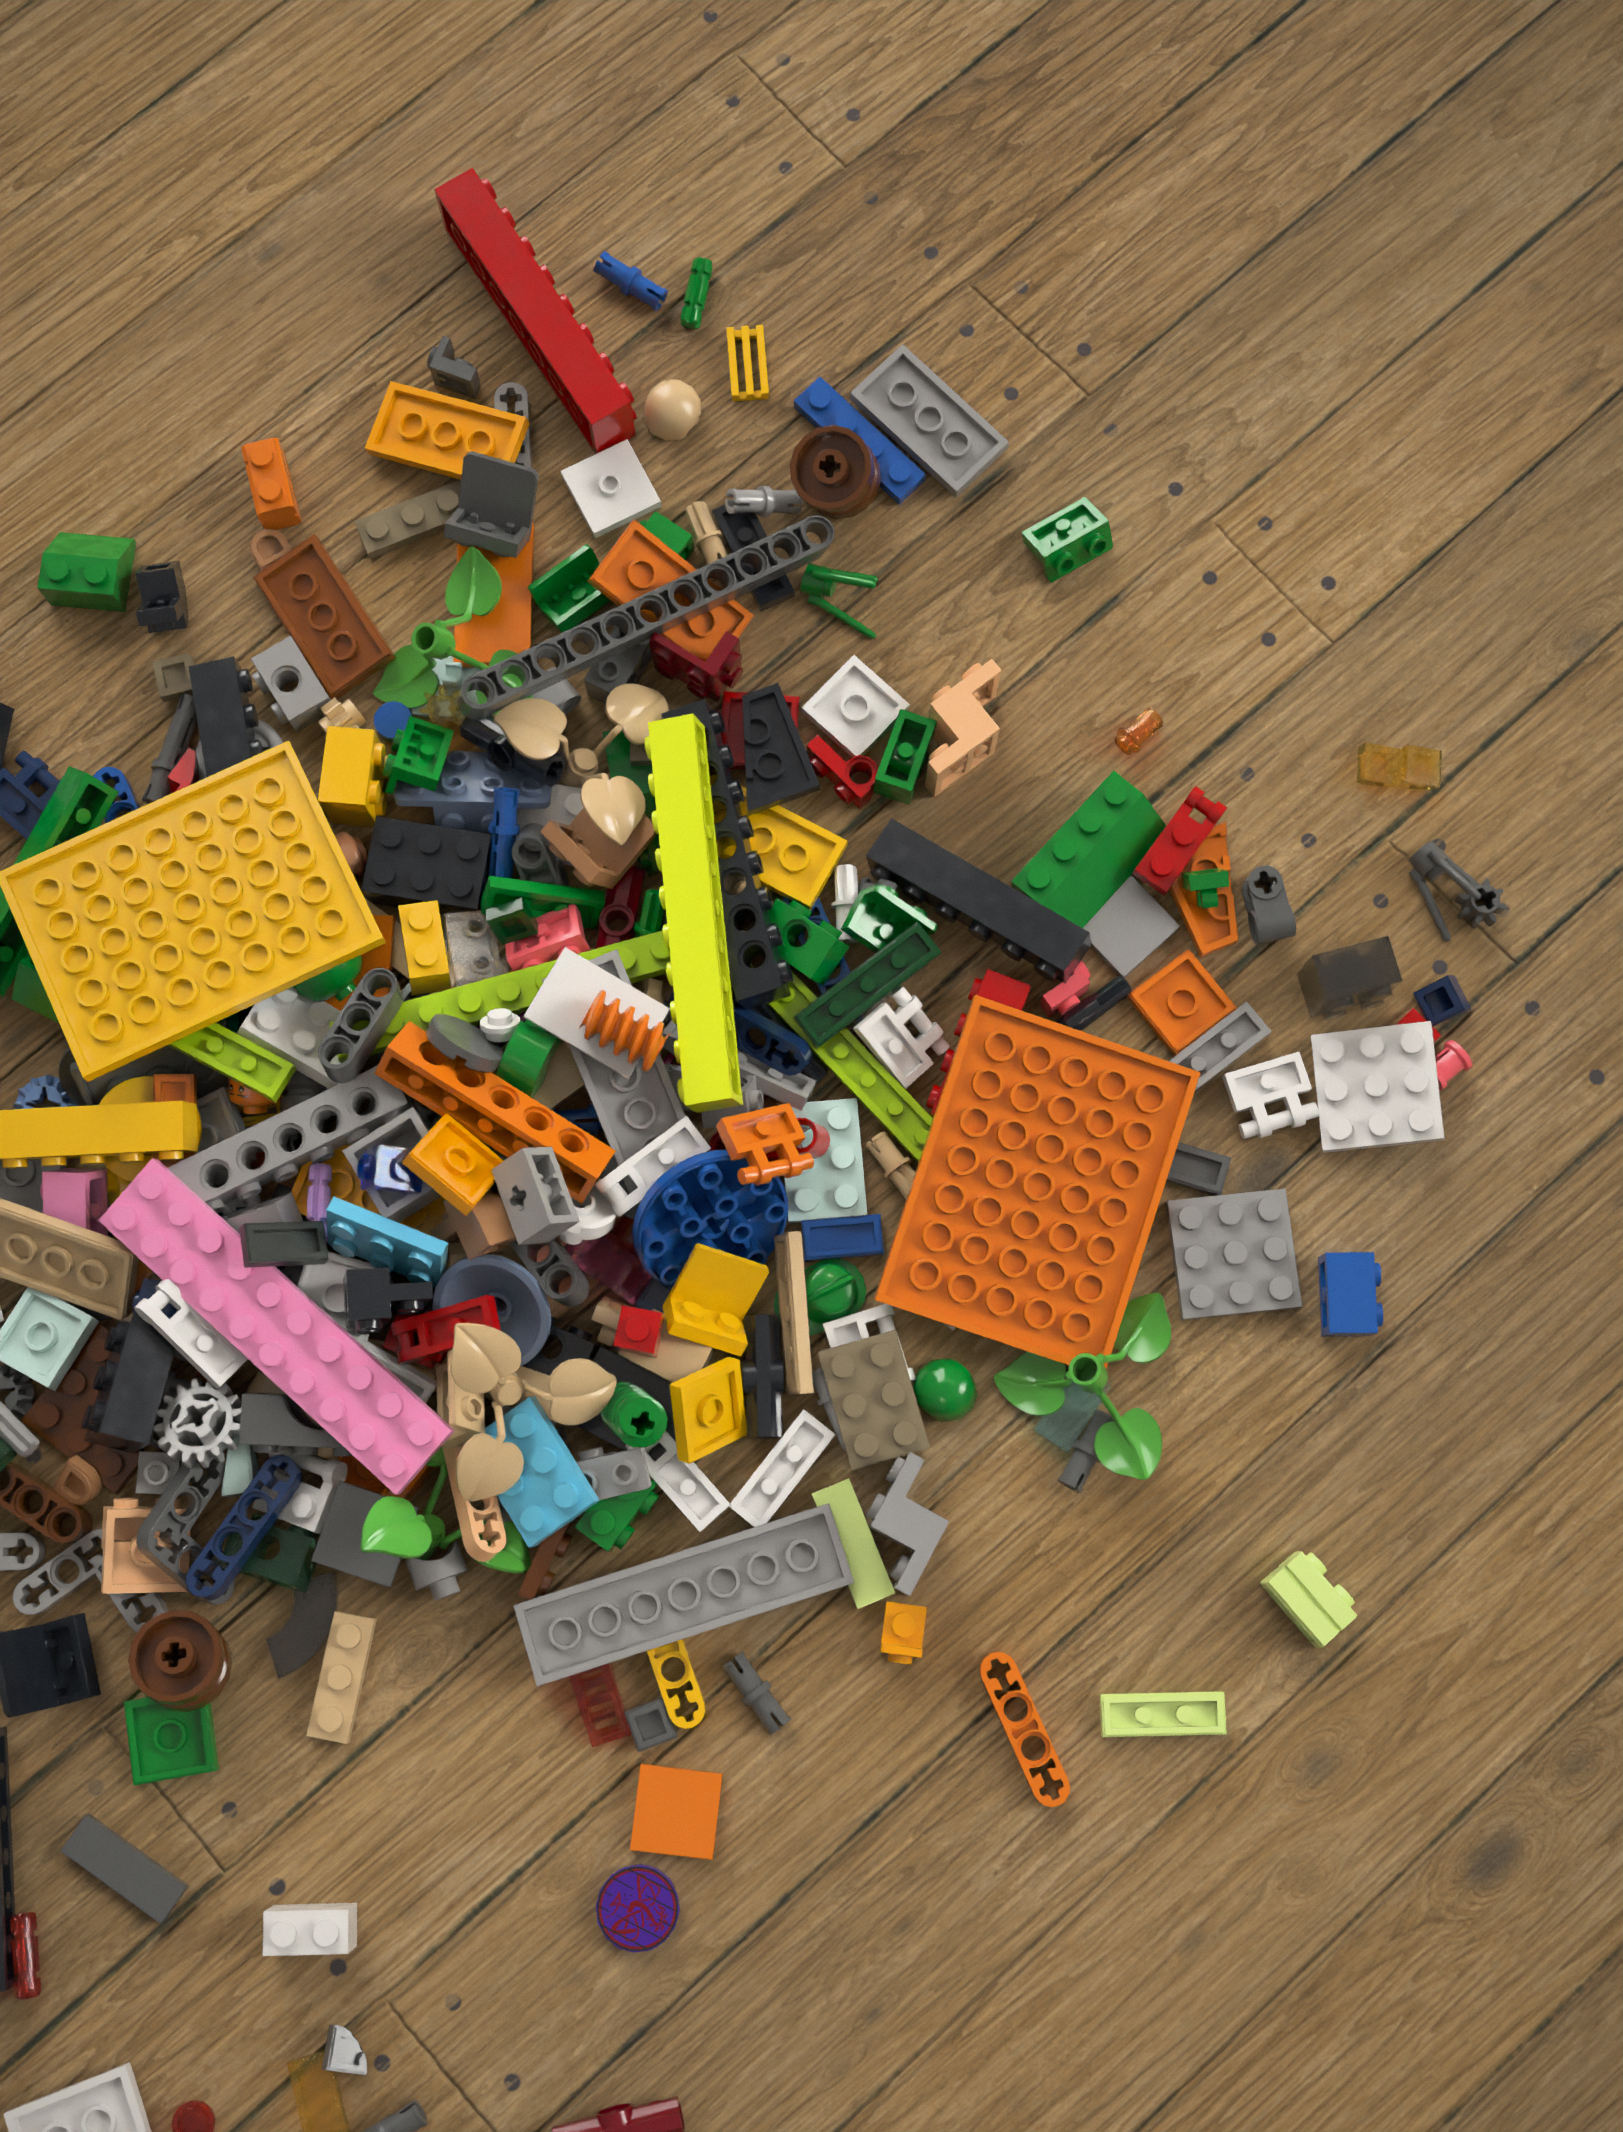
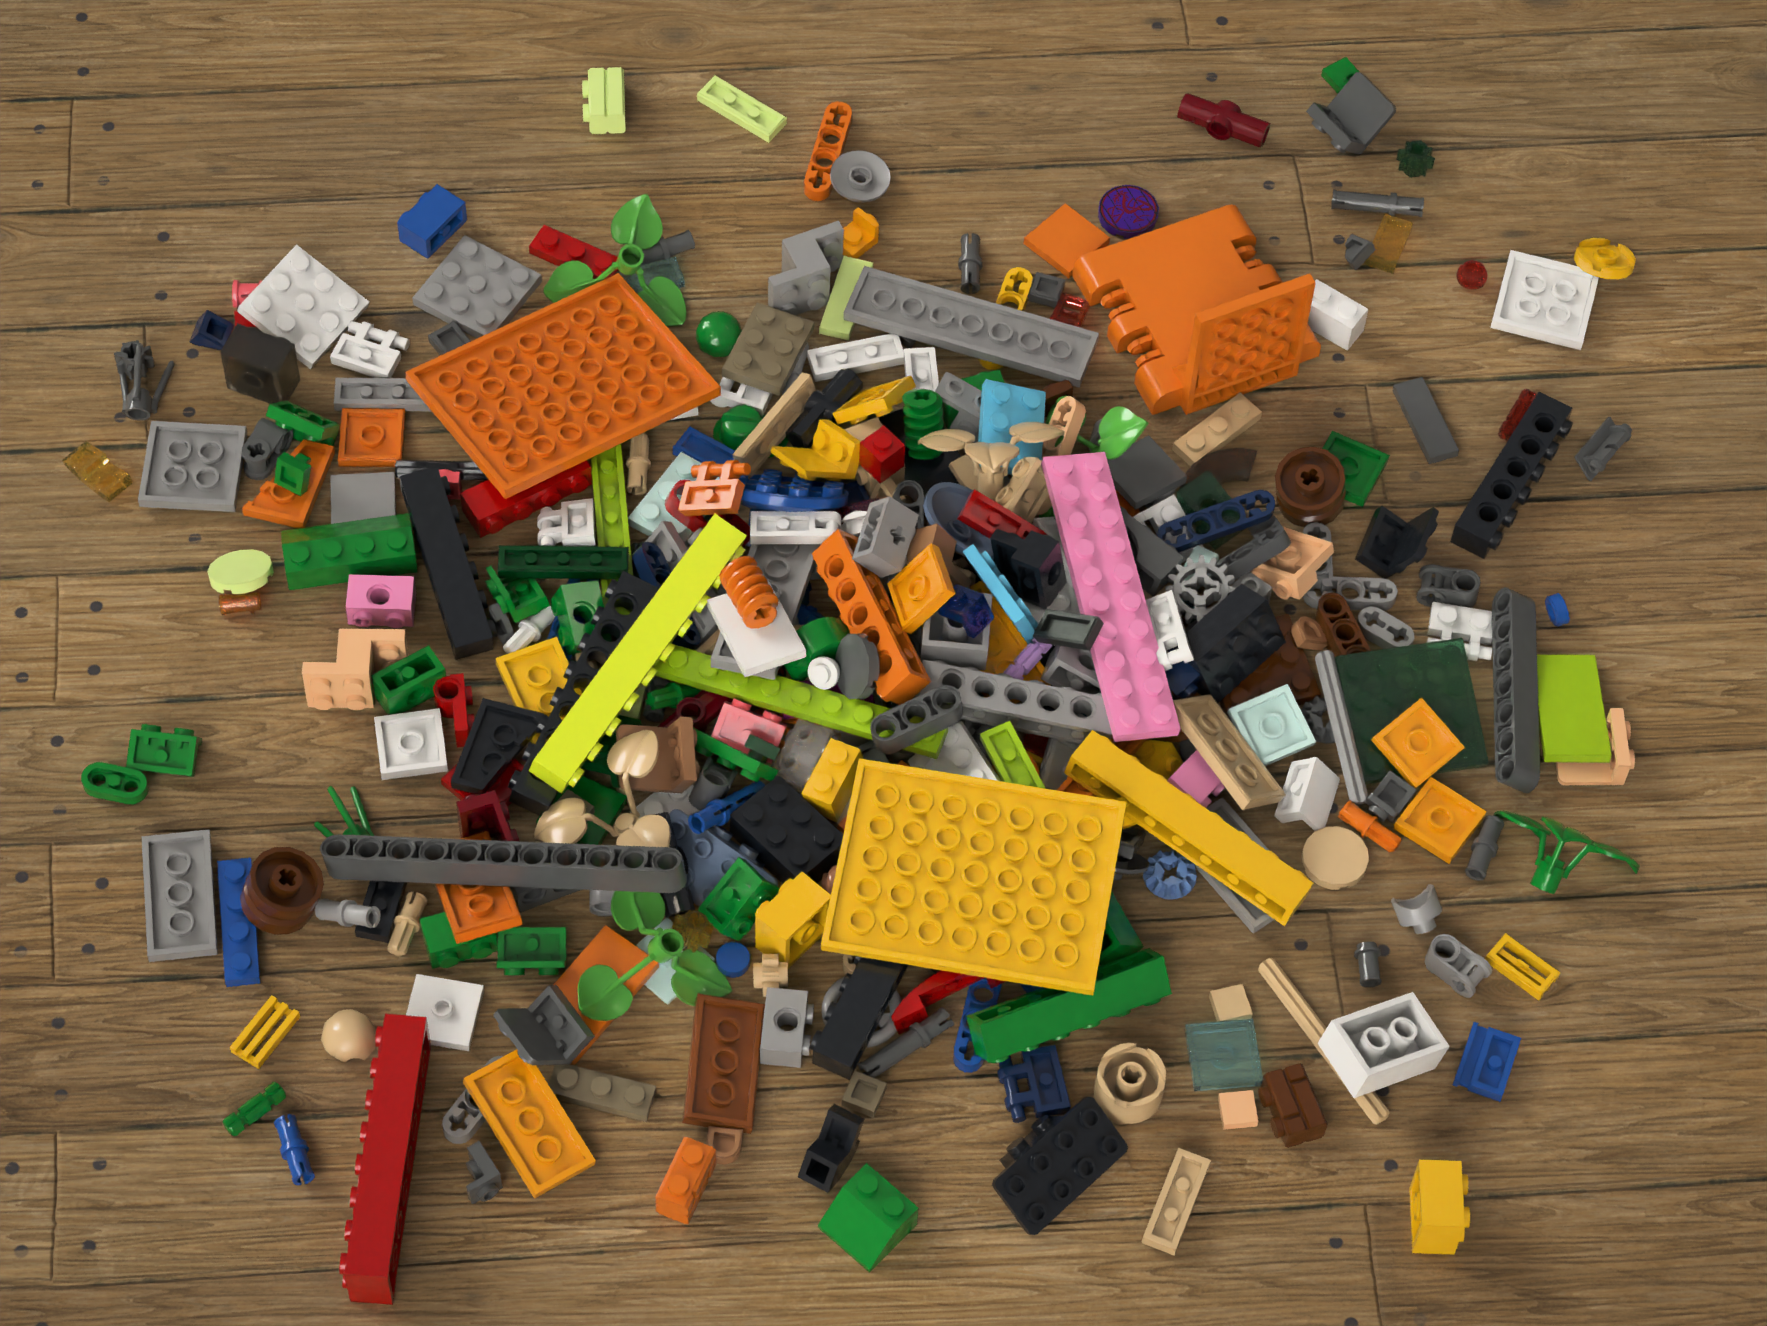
camera: 145 degrees left, 20 degrees down
(449, 1813) = (1200, 311): none -> orange bracket
(953, 1735) = (861, 167): none -> light grey dish
(1000, 846) = (368, 590): none -> bright pink brick
(1079, 477) = (117, 782): none -> green plate
(1164, 755) = (240, 571): none -> yellowish green tile
(1171, 1375) = (560, 248): none -> red plate
(1178, 842) = (283, 512): red plate -> none
(1251, 950) = (303, 423): none -> green bracket
(1316, 835) = (192, 466): none -> light grey plate

